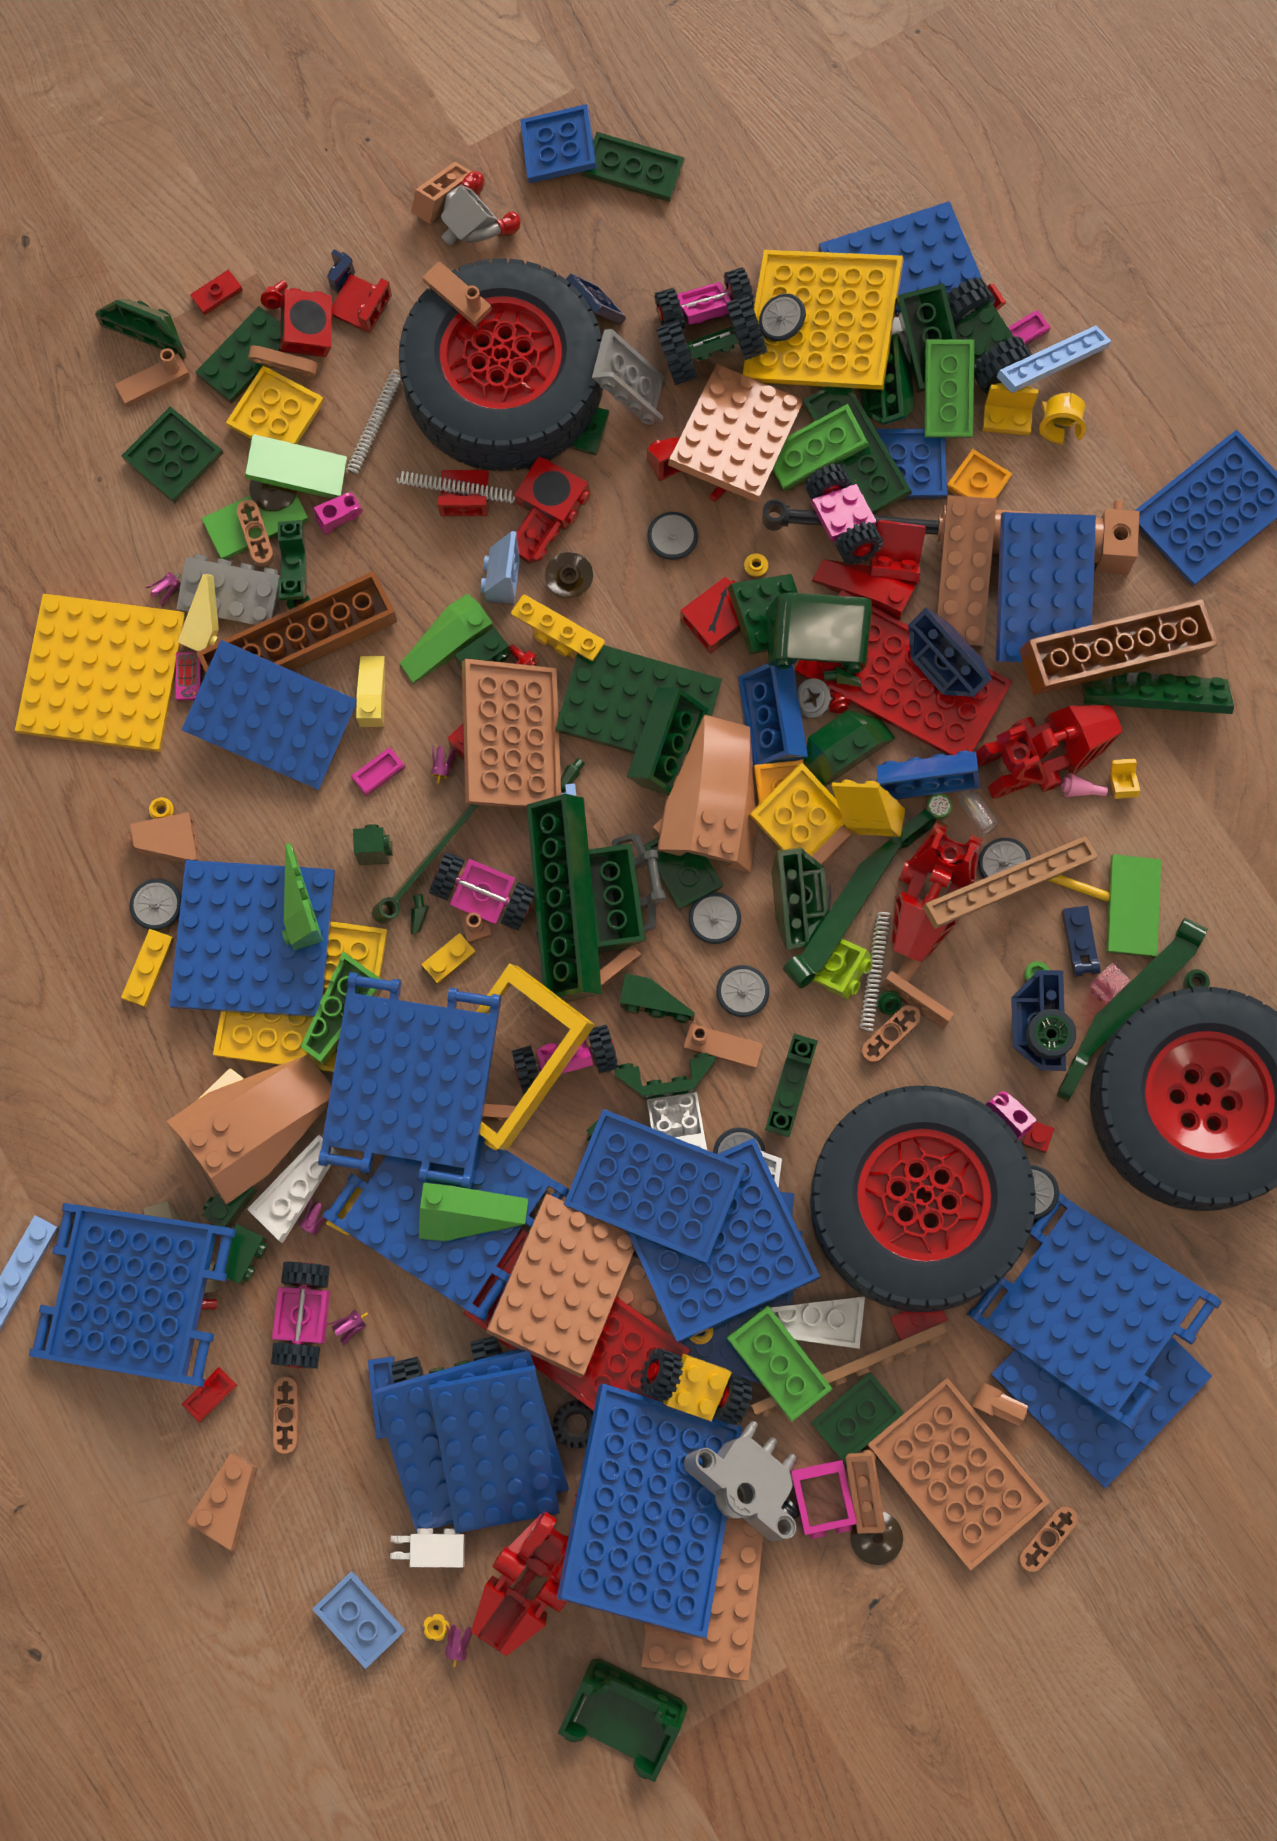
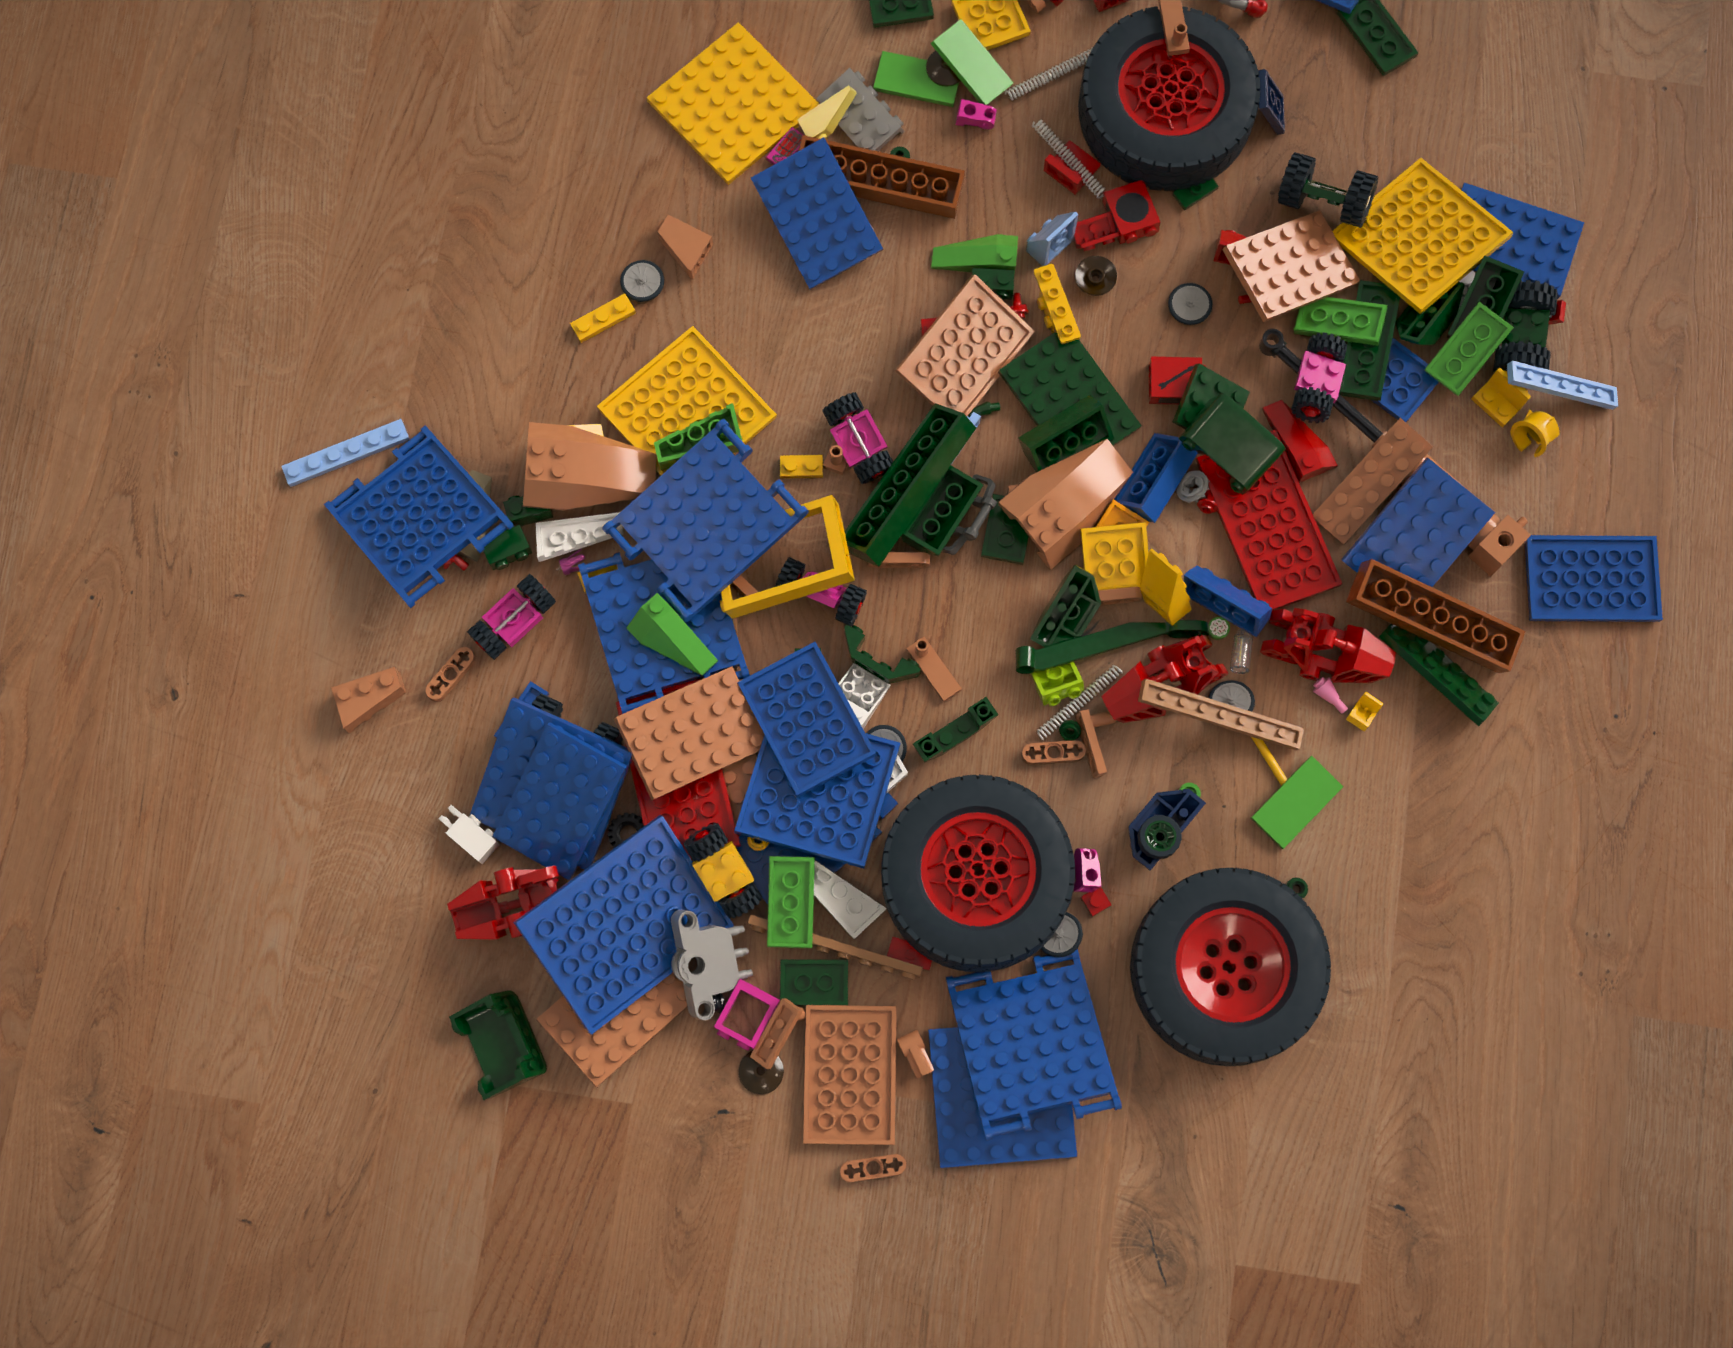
camera: 40 degrees right, 0 degrees up
(158, 803) = (697, 216): yellow plate -> none
(168, 581) = (824, 77): flat silver piece -> none
(207, 1398) = (414, 621): red plate -> none
(234, 946) = (684, 350): blue plate -> none
(263, 539) = (910, 96): nougat beam -> none
(293, 561) = (919, 126): dark green slope -> none
(299, 915) = (726, 355): bright green wedge -> none
(352, 1324) = (543, 650): flat silver piece -> none
(358, 1619) = (387, 840): medium blue plate -> none
(371, 691) = (897, 251): light yellow slope -> none
(372, 845) = (811, 351): dark green brick -> none
(377, 771) = (858, 307): dark pink tile -> none
(392, 902) = (794, 399): dark green piece -> none
(418, 913) = (806, 421): dark green bar -> none
(429, 1624) = (435, 891): yellow plate -> none
(439, 769) = (903, 335): flat silver piece -> none
(456, 1648) = (429, 910): flat silver piece -> none
(628, 377) = (1247, 171): light grey bracket -> none
(647, 996) = (909, 593): dark green slope -> none
(702, 302) = (1347, 161): plate -> none
(715, 918) = (1000, 580): light grey wheel -> none
(742, 991) = (978, 643): light grey wheel -> none
(756, 571) = (1231, 373): yellow plate -> none
(782, 317) = (1392, 212): light grey wheel -> none
(842, 676) = (1224, 487): dark green bar -> none
(844, 745) = (1188, 535): dark green wedge -> none
(900, 551) = (1338, 433): red bracket -> none
(946, 656) = (1308, 528): dark blue wedge -> none
(979, 477) = (1439, 428): light orange plate -> none
(1030, 327) = (1565, 353): dark pink tile -> none
(1080, 940) = (1239, 795): dark blue plate -> none
(1109, 982) = (1233, 839): clear pink bracket -> none
(1132, 997) = (1258, 860): dark green piece -> none

